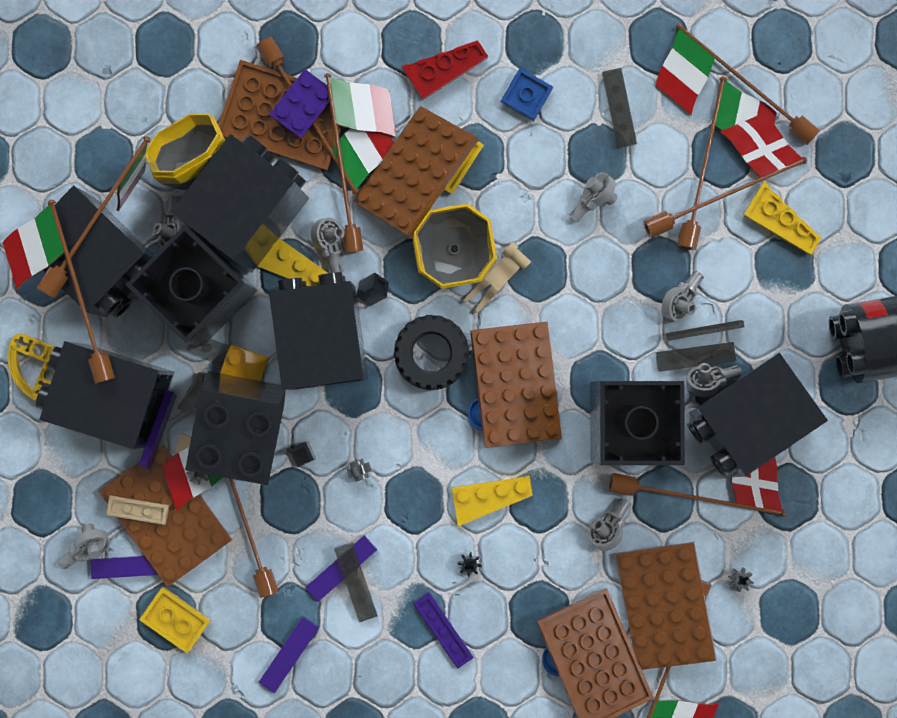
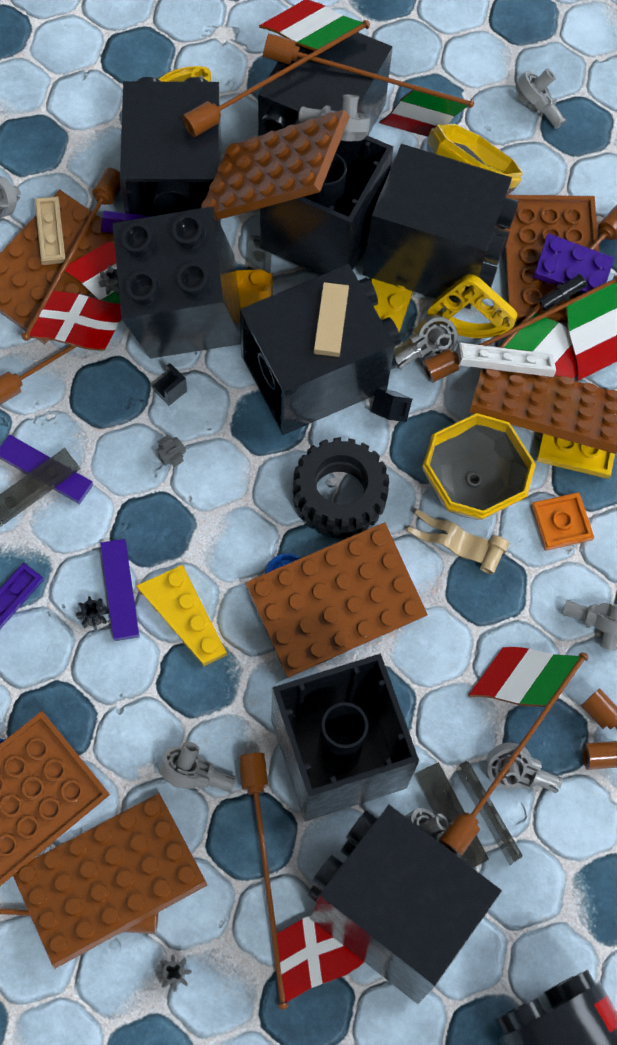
camera: 65 degrees right, 20 degrees down
(130, 66) = (535, 94): none -> light grey pin
(152, 261) = (357, 125): none -> light grey pin
(179, 328) = (276, 166): none -> dark orange plate
(223, 511) = (72, 316): none -> flag
(315, 322) = (331, 319): none -> tan tile
(325, 123) = (562, 292): none -> black pin
(326, 185) = (474, 296): none -> yellow beam
(367, 189) = (506, 359): none -> white tile
(455, 538) = (119, 590): none -> dark purple tile
(505, 194) = (562, 521): none -> orange tile
(621, 269) = (523, 679): none -> flag

